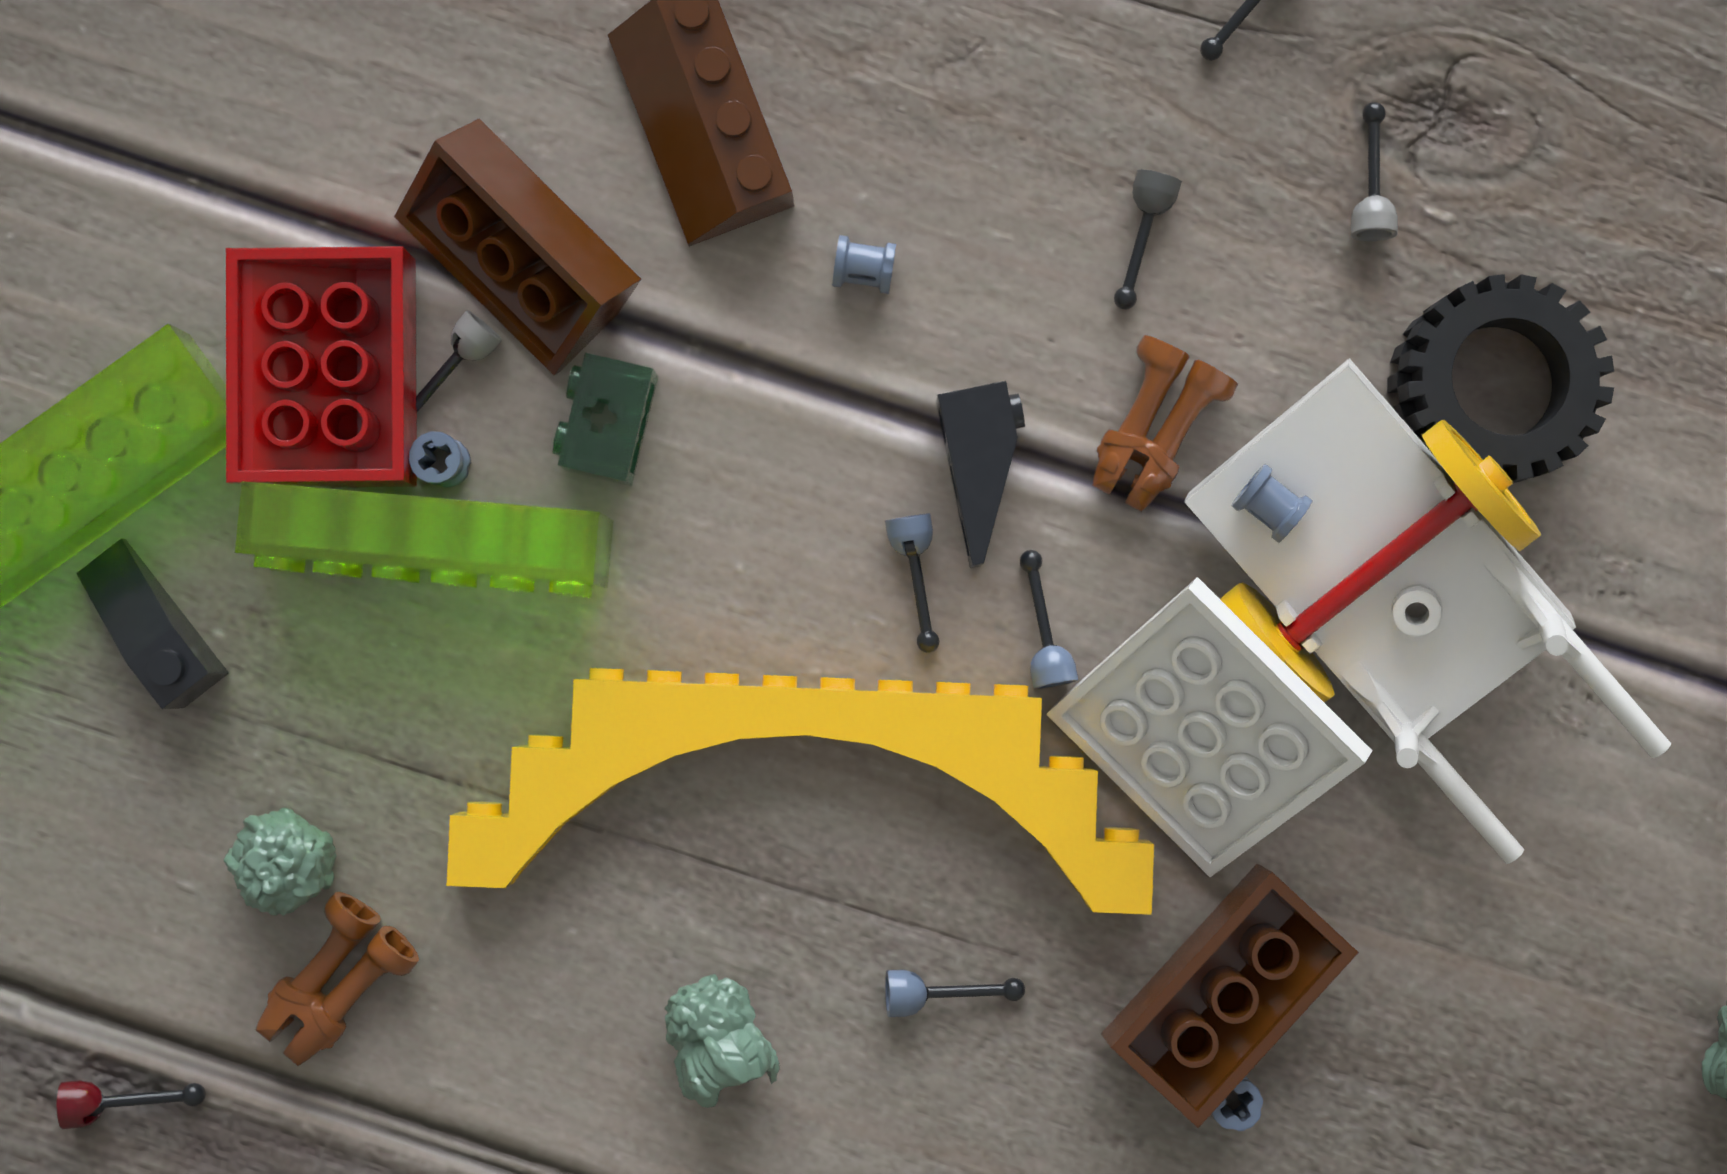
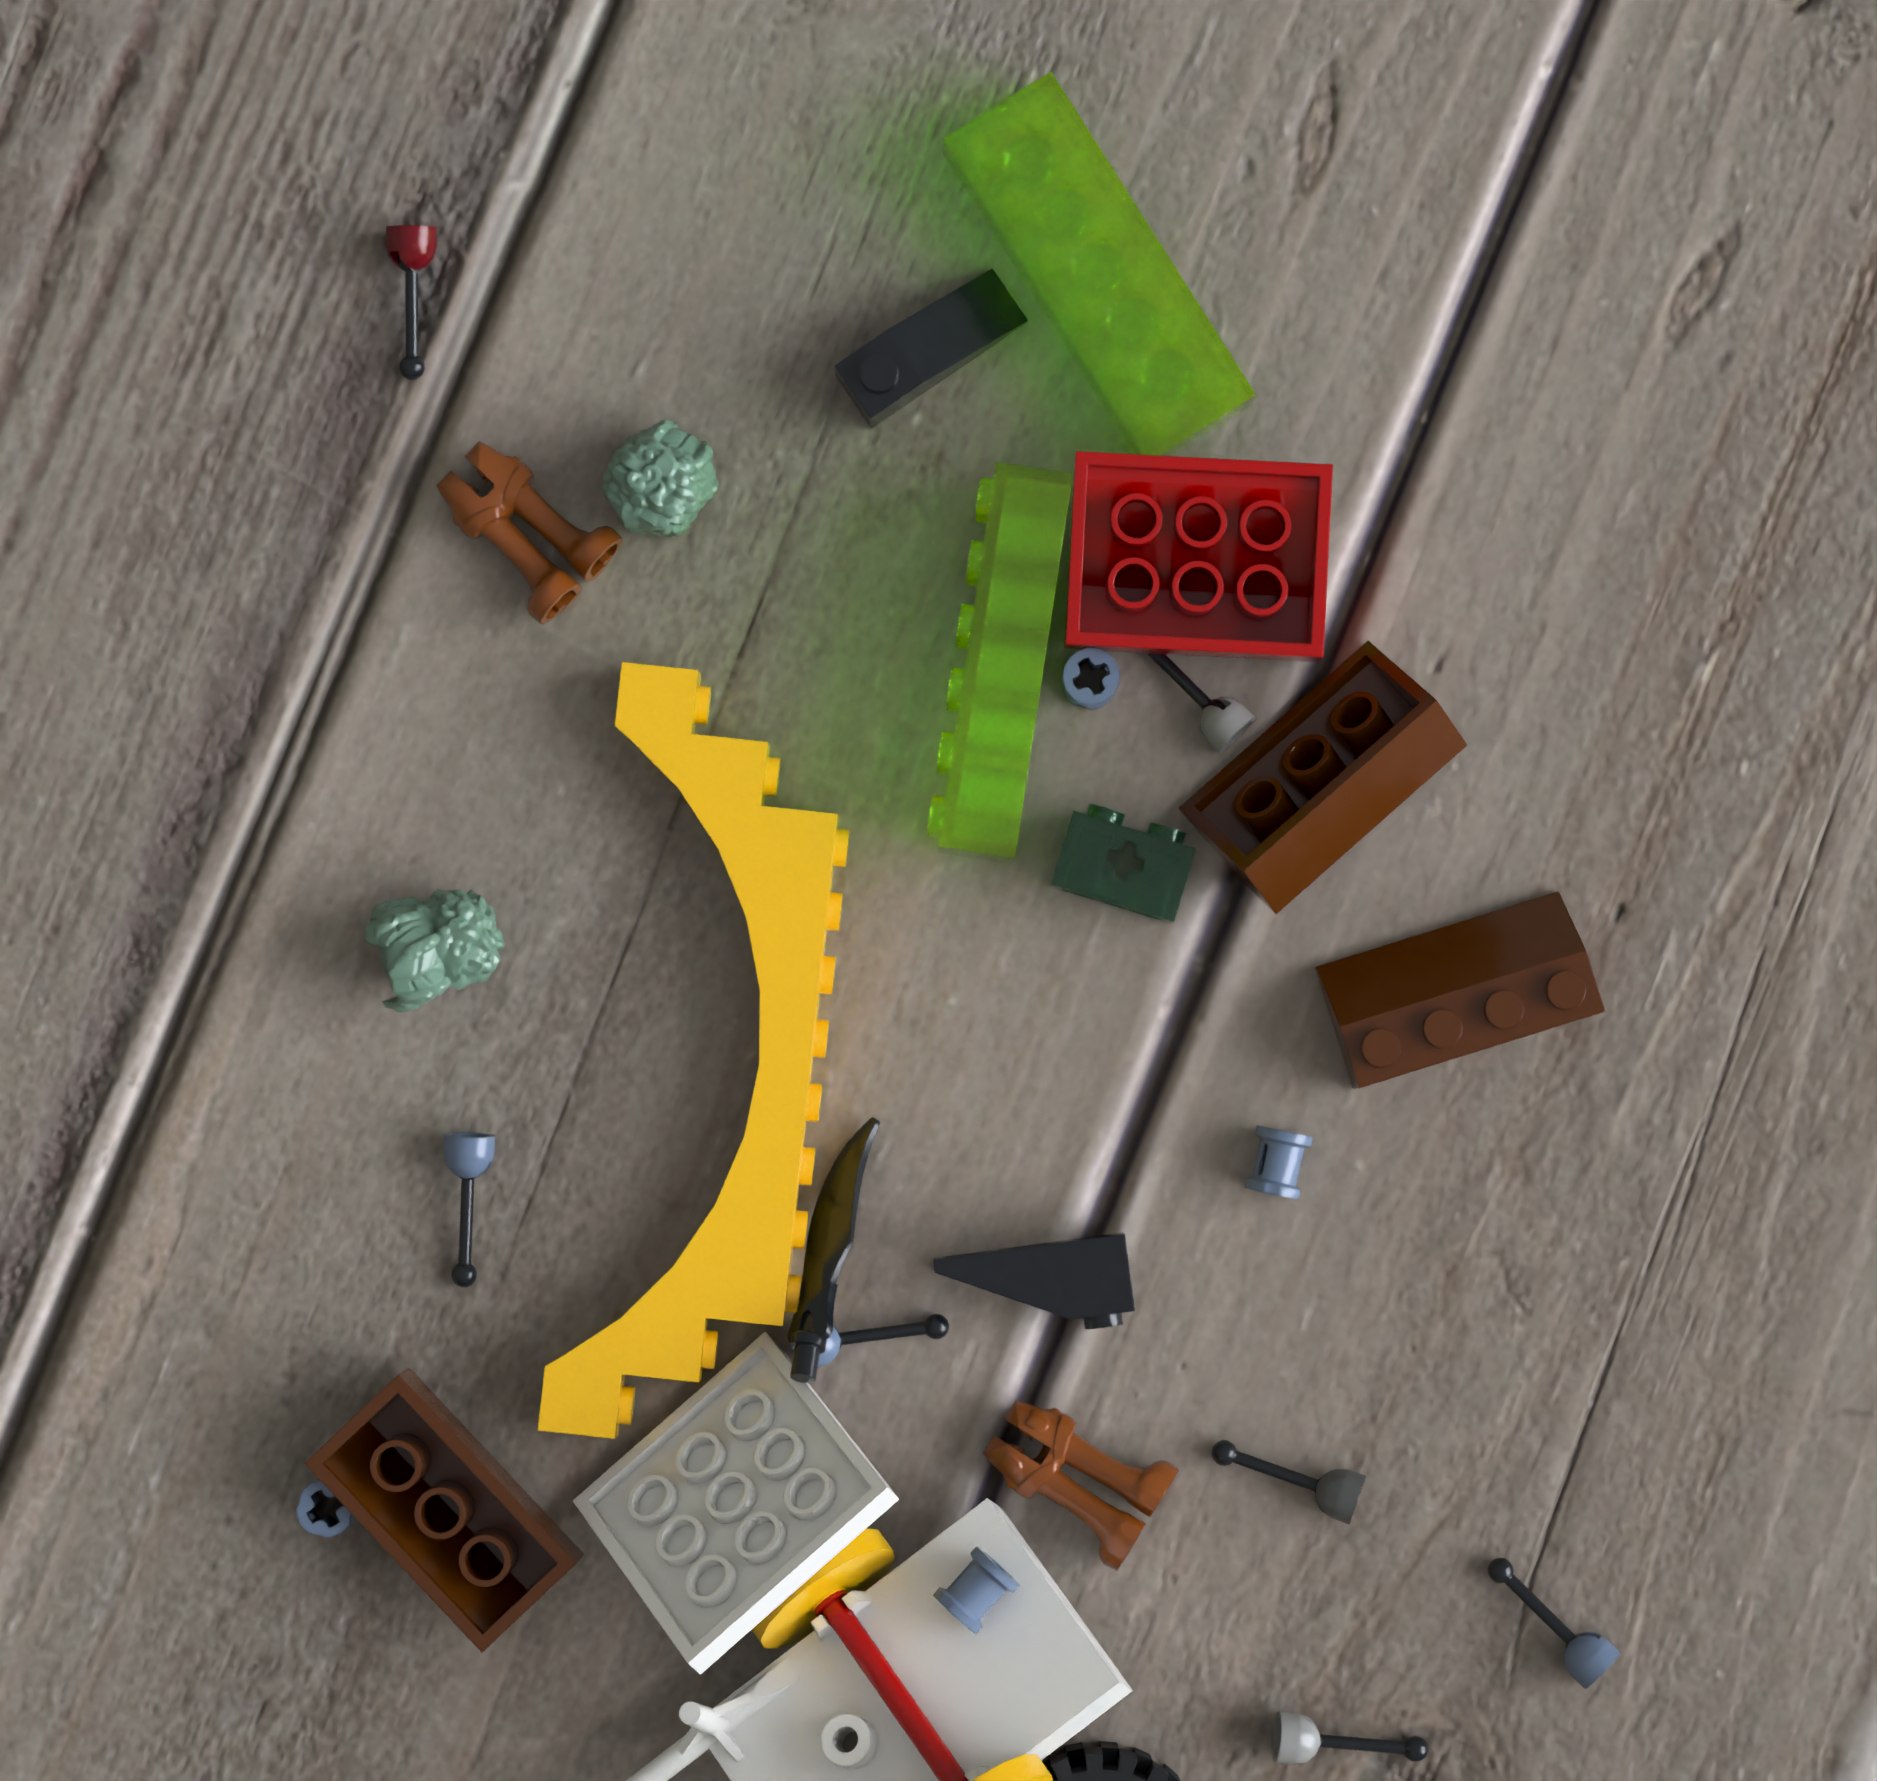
camera: 90 degrees right, 0 degrees up
(910, 538) = (970, 1194): hinge -> none
(971, 663) = (826, 1249): none -> black sword

